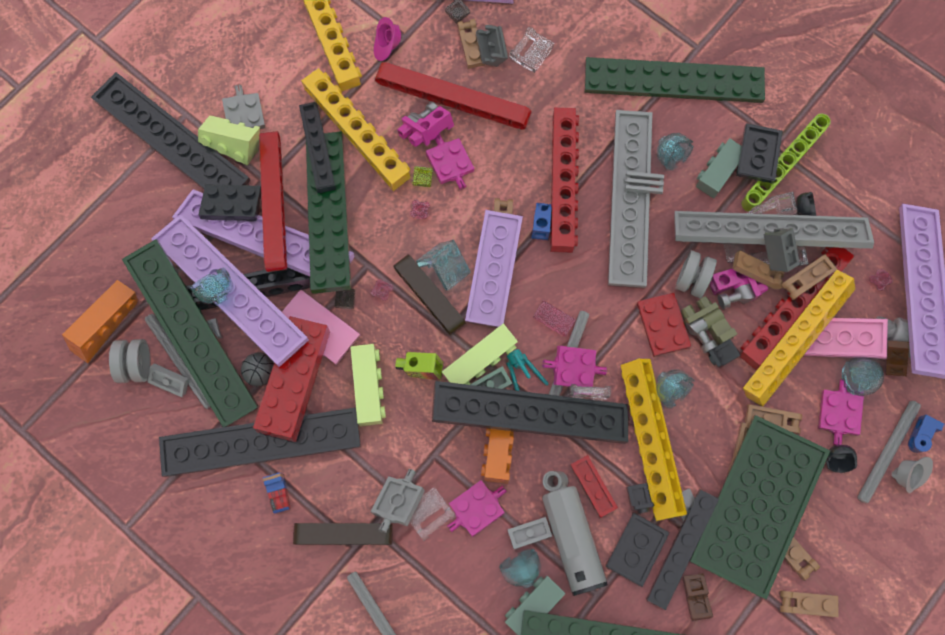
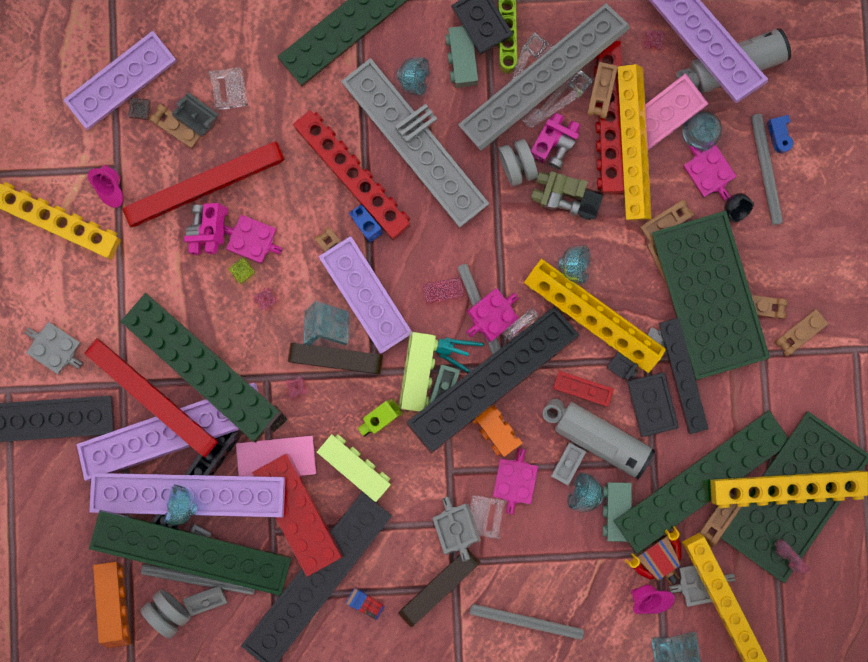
camera: 40 degrees left, 10 degrees up
(229, 138) = (66, 380): yellowish green wedge -> none
(230, 202) = (119, 428): black plate -> none
(257, 369) = (264, 532): dark grey piece -> none
(317, 147) = (141, 324): black tile -> none
(393, 177) = (86, 276): yellow brick -> none
(663, 324) = (527, 221): red plate -> none
(697, 597) = (722, 399): reddish brown slope -> none
(757, 270) = (560, 117): medium nougat plate -> none
(781, 249) = (566, 89): dark grey hinge -> none
(805, 204) = (551, 30): black hair -> none
(897, 358) = (715, 95): reddish brown slope -> none
(913, 473) = (797, 171): light grey piece -> none

